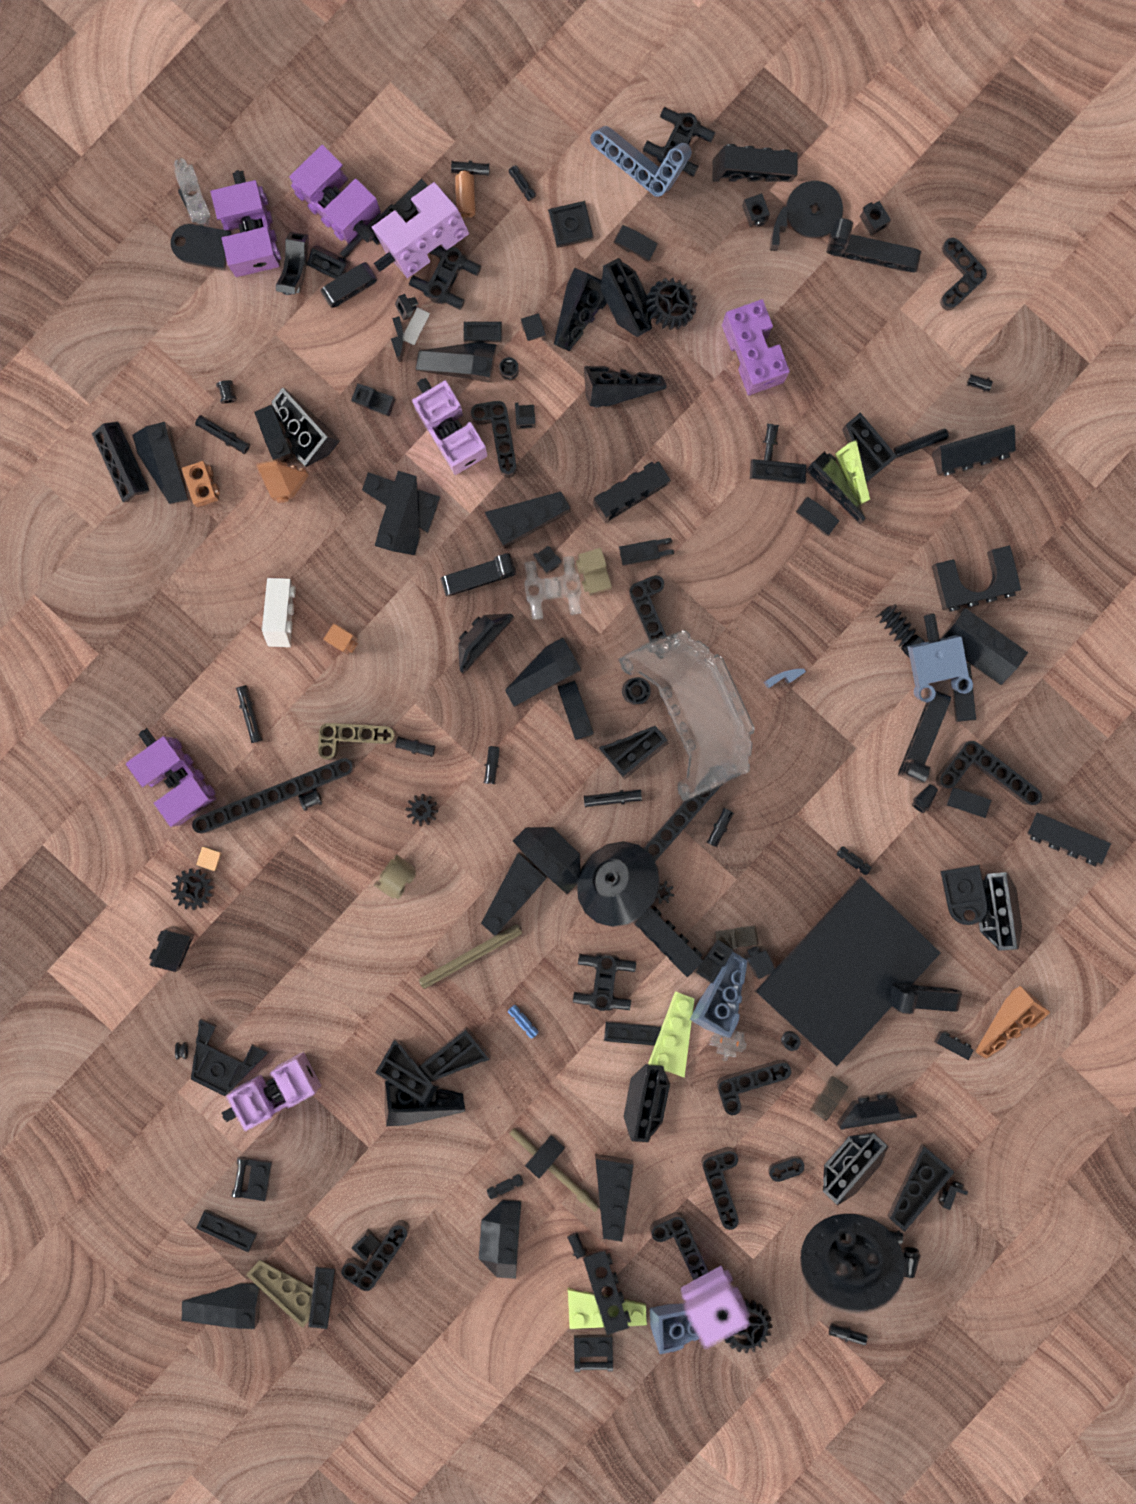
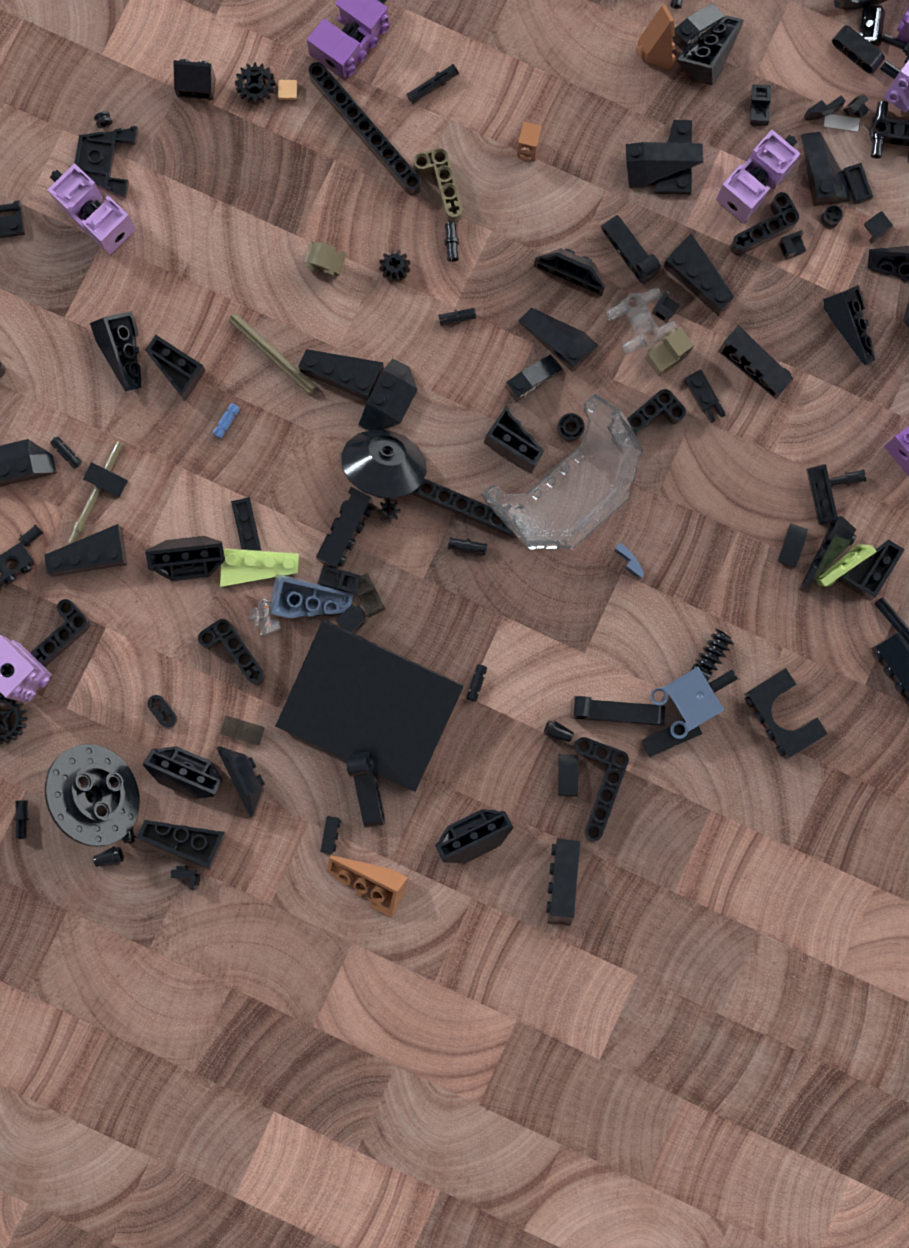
camera: 70 degrees right, 5 degrees down
(278, 612) = (534, 79): white wedge -> none
(310, 799) = (371, 162): black bush -> none
(405, 1072) = (146, 320): black wedge -> none
(604, 982) = (287, 483): black piece -> none
(612, 798) = (462, 437): black pin -> none
(721, 1190) = (124, 657): black beam -> none
(795, 1044) = (280, 675): black bush -> none
(964, 892) = (480, 797): black tile -> none
(986, 647) = (722, 742): black slope -> none

